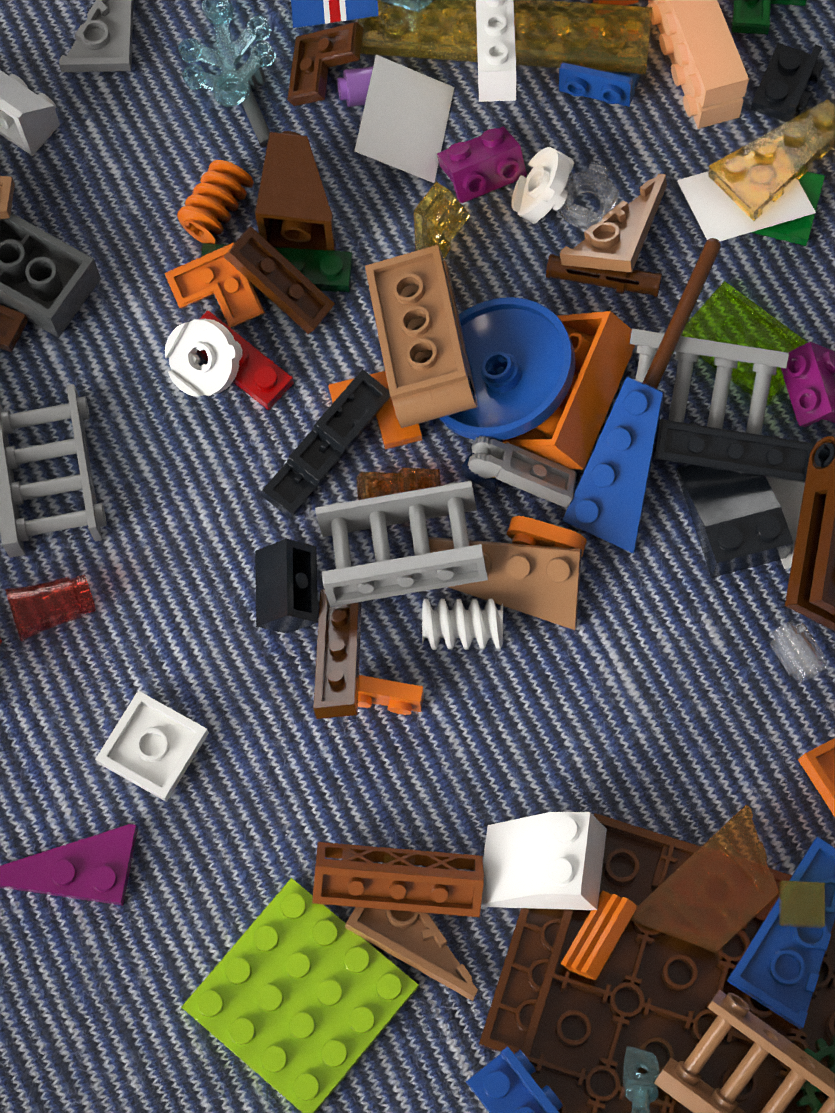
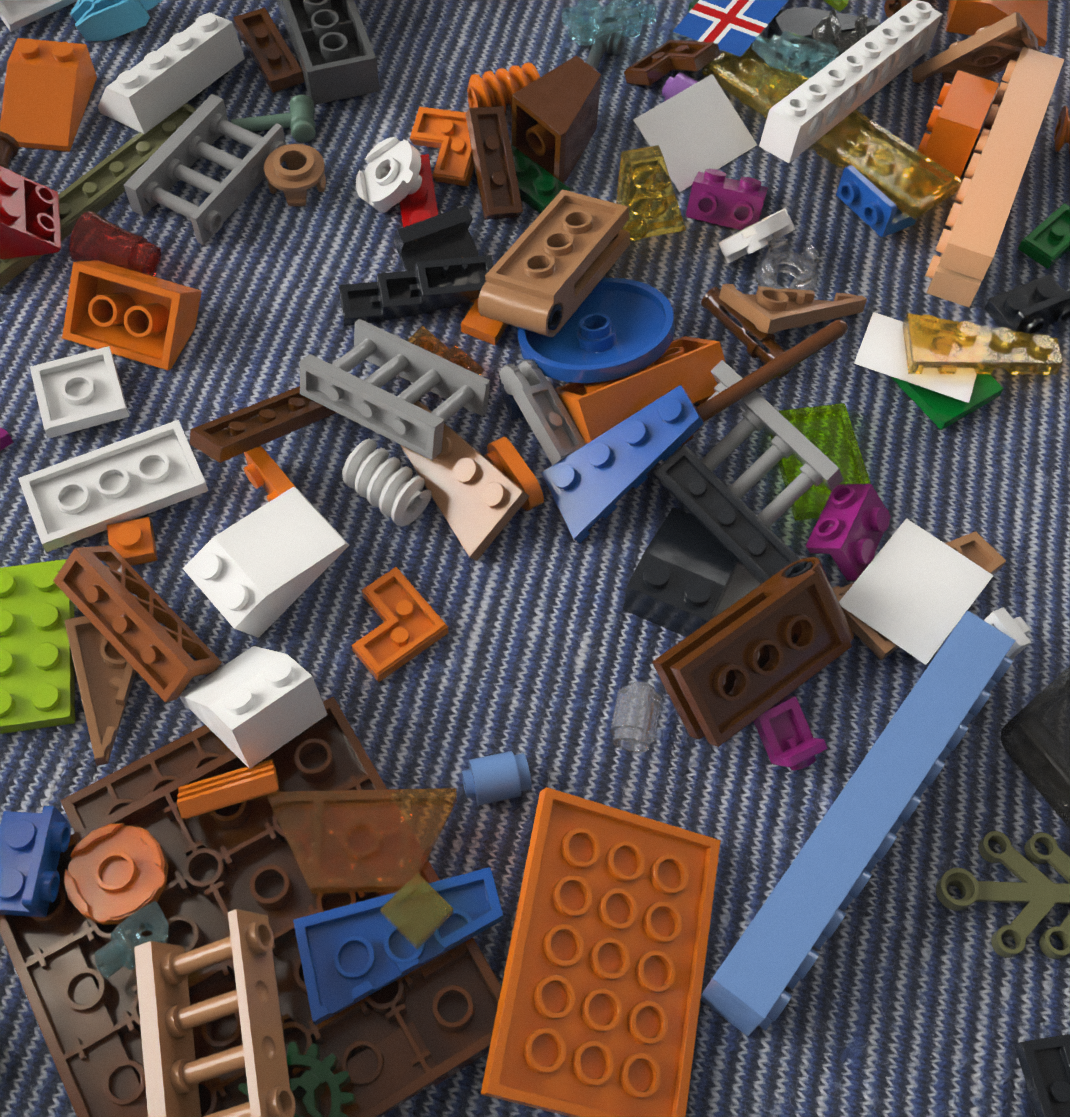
camera: 35 degrees right, 10 degrees down
(64, 360) = (299, 119): none -> sand green piece
(121, 649) = (129, 313): none -> orange slope
(129, 431) = (305, 171): none -> medium nougat piece
(261, 795) = (112, 485): none -> white plate
(286, 586) = (277, 358): black brick -> none
(300, 391) = (436, 238): none -> black panel
(319, 824) = (133, 540): none -> orange plate
(447, 755) = (266, 561): none -> white slope
(579, 715) = (407, 627): none -> orange tile
(579, 1053) = (115, 873): none -> orange tile
(747, 773) = (496, 777): none -> medium blue brick

